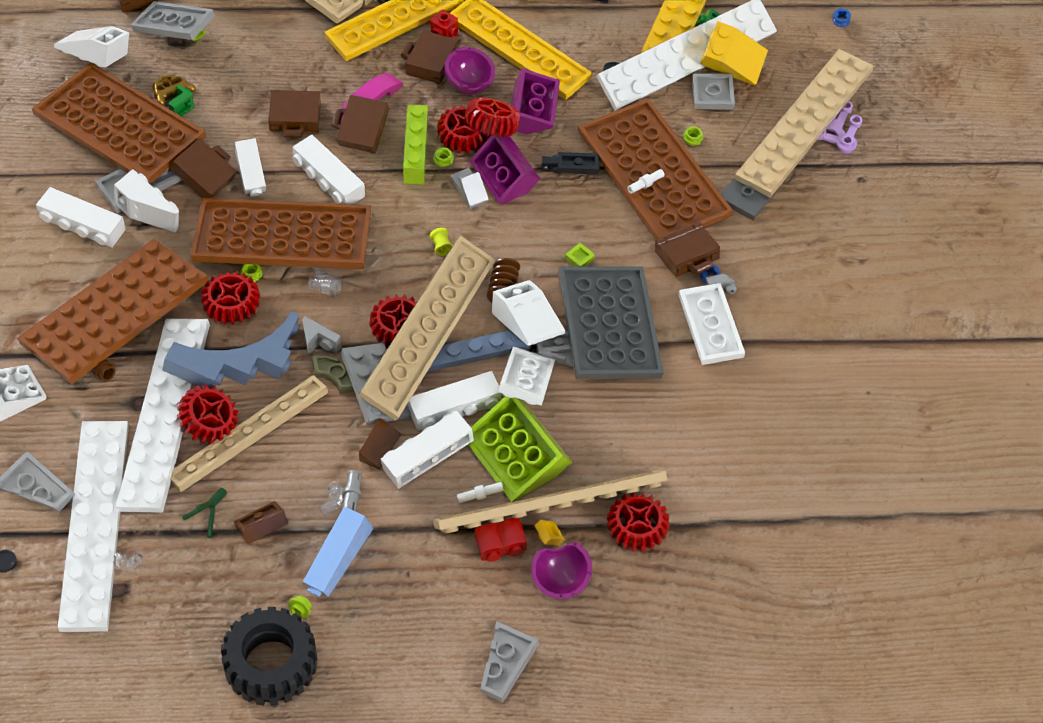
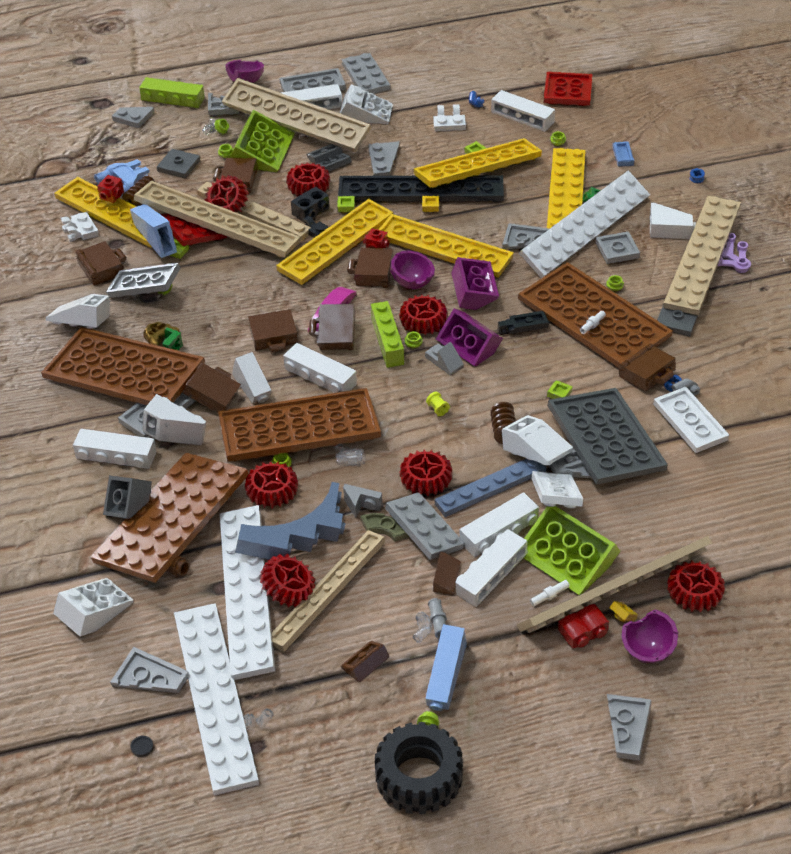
camera: 10 degrees left, 10 degrees down
(72, 277) = (126, 496): none -> dark grey slope
(211, 503) = (316, 656): dark green plant -> none
(426, 328) = (455, 471): tan plate -> none
(492, 117) = (448, 296): red gear -> none
(609, 53) = (521, 236): none -> light grey wing
(734, 53) = (624, 214): yellow slope -> none
(783, 72) = (670, 223): none -> white slope

